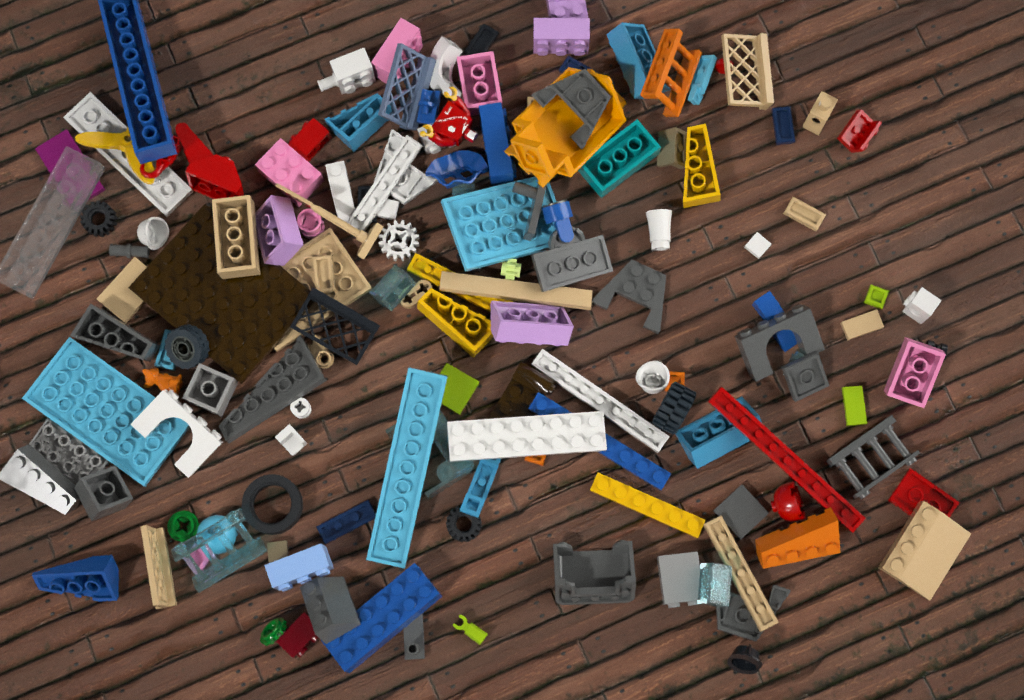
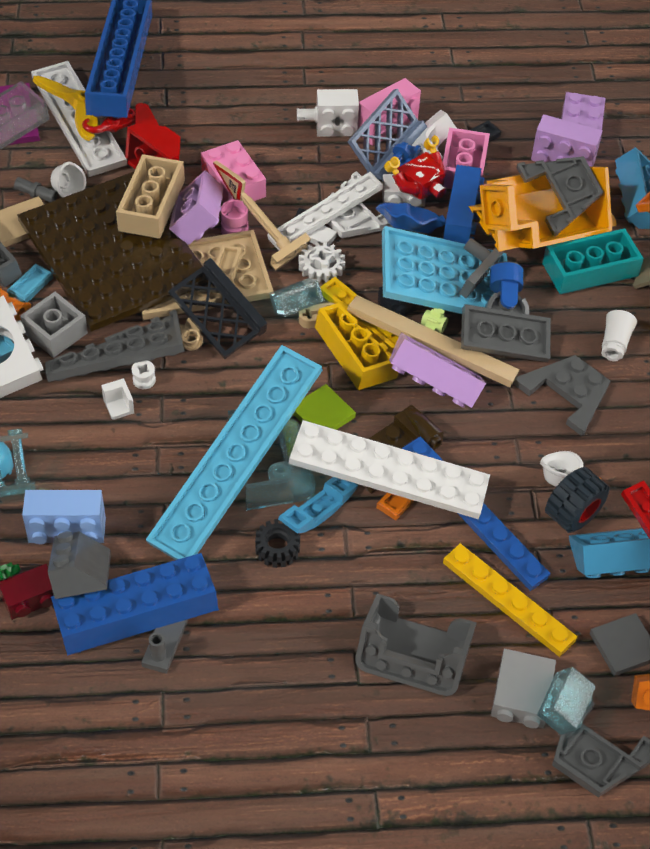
camera: 15 degrees right, 25 degrees down
(93, 209) = (19, 148): black tyre -> none
(187, 346) = (49, 274): black wheel -> none
(250, 495) = (65, 428): black tyre -> none
(310, 139) = (270, 155): red brick -> none
(340, 190) = (280, 199): white slope -> none
(346, 522) = (139, 499): dark blue tile -> none
(359, 122) = (324, 155): dark azure wedge -> none
(472, 631) = (237, 659): lime bar -> none
(600, 400) = (500, 484): white plate -> none
(741, 573) = (605, 710): tan tile -> none
(745, 660) = (577, 808): black piece -> none

